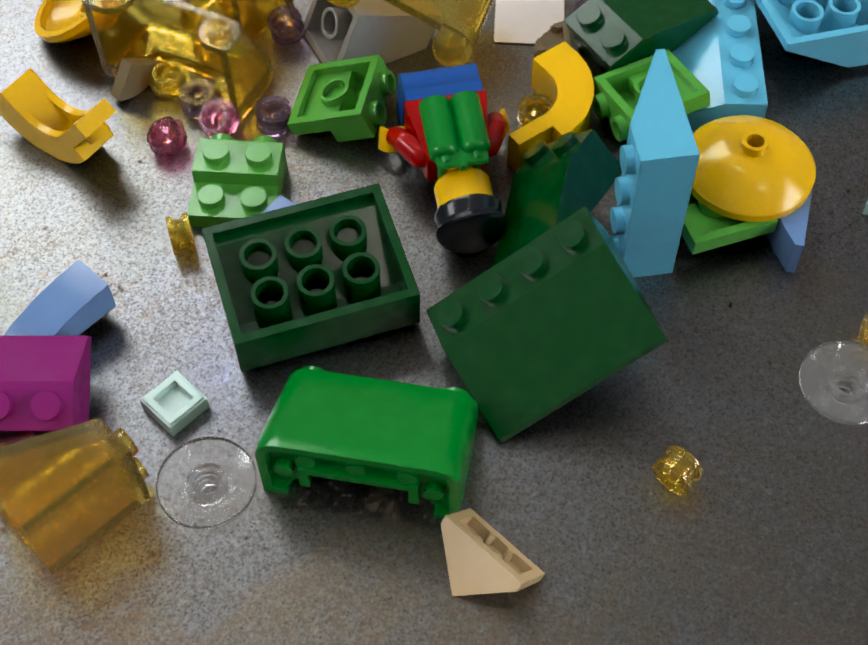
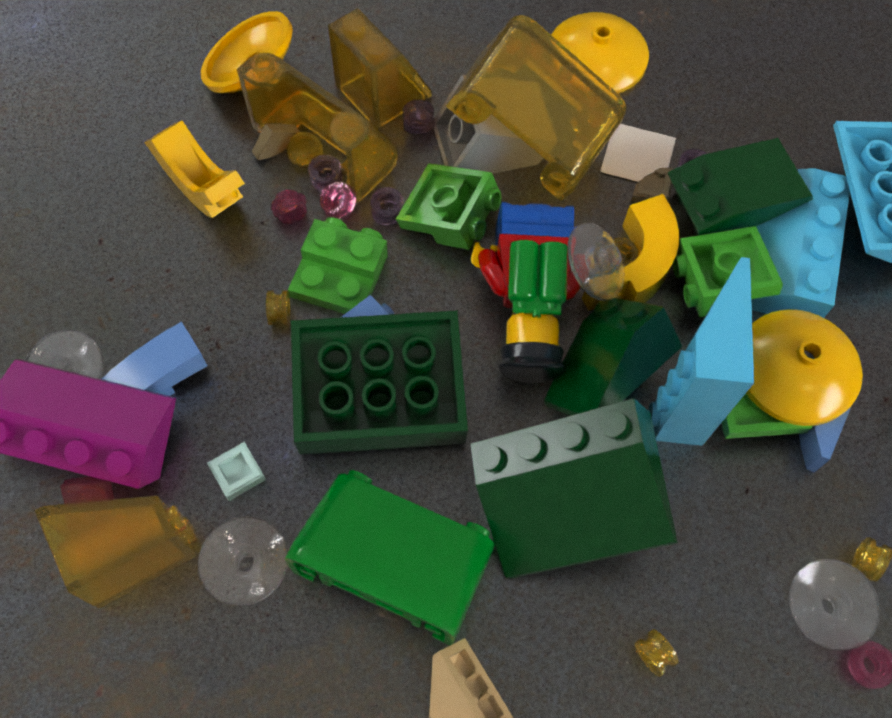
camera: 10 degrees right, 10 degrees up
(512, 108) = (596, 261): none -> clear dish

